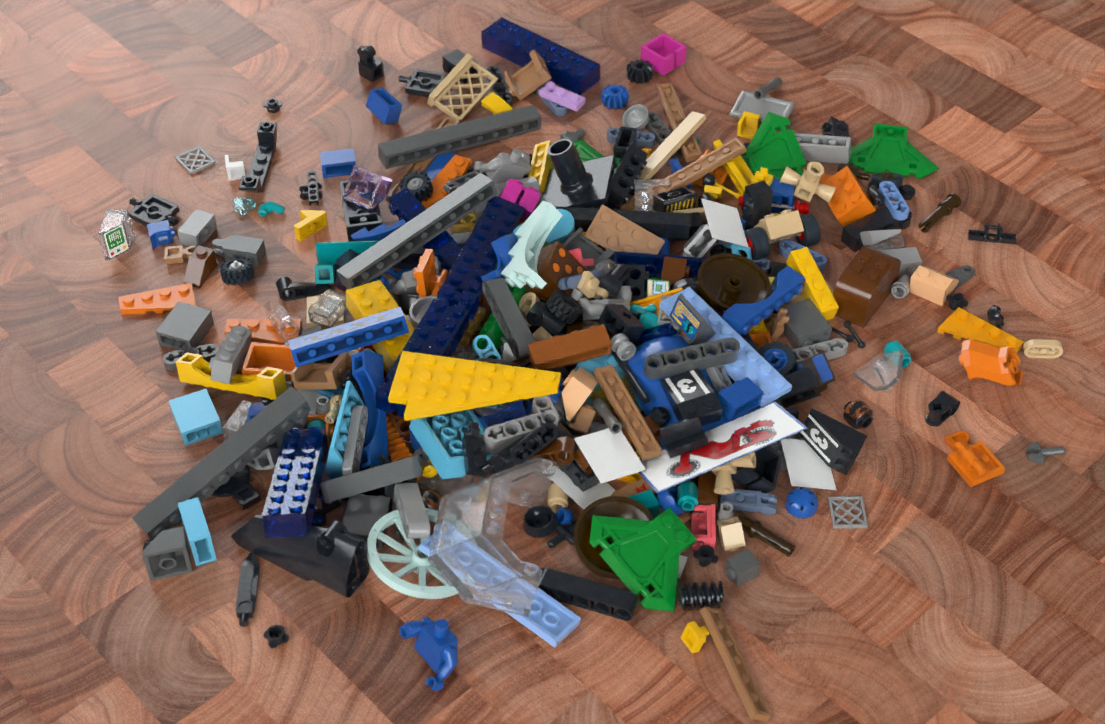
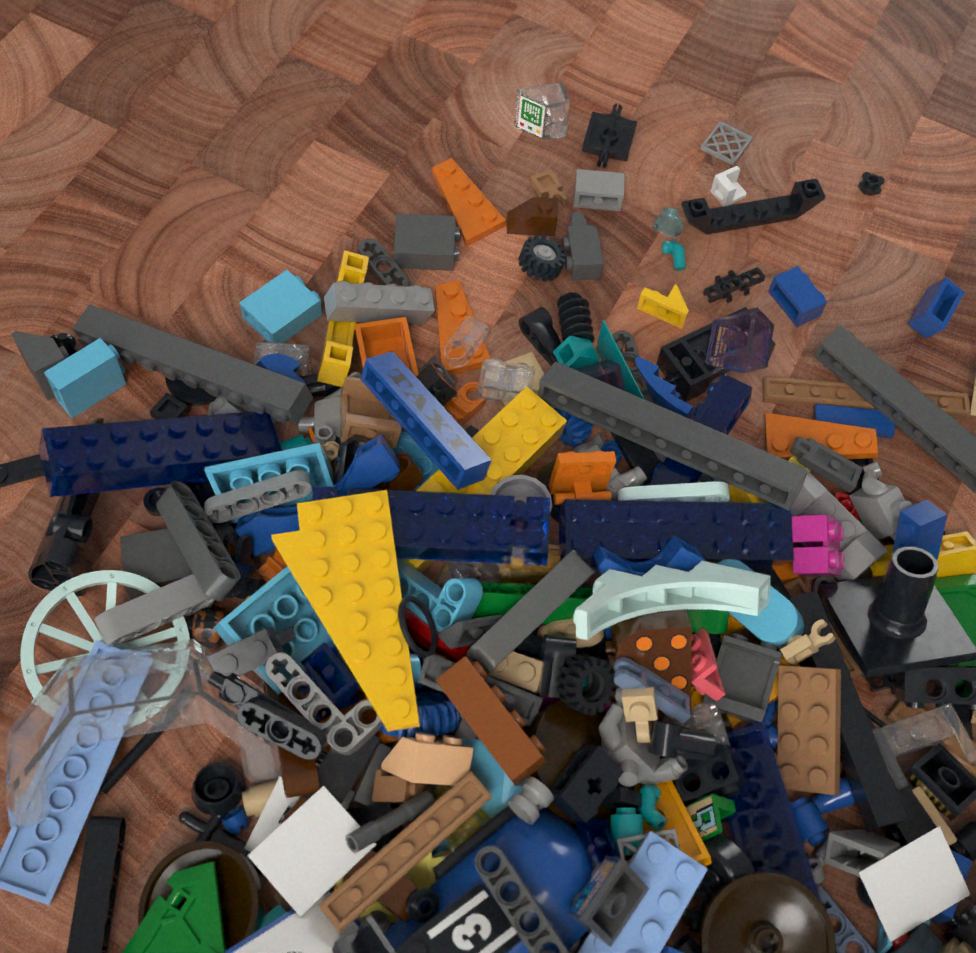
camera: 65 degrees right, 15 degrees up
(160, 233) = (571, 155): blue window -> none
(296, 269) = (575, 317): none -> black piece
(418, 184) = (789, 404): black wheel -> none
(460, 239) = (683, 492): none -> light aqua beam
(534, 155) = (921, 527): none -> blue piece
(579, 220) = (802, 647): none -> tan plate
(674, 269) = (753, 831): reddish brown slope -> none

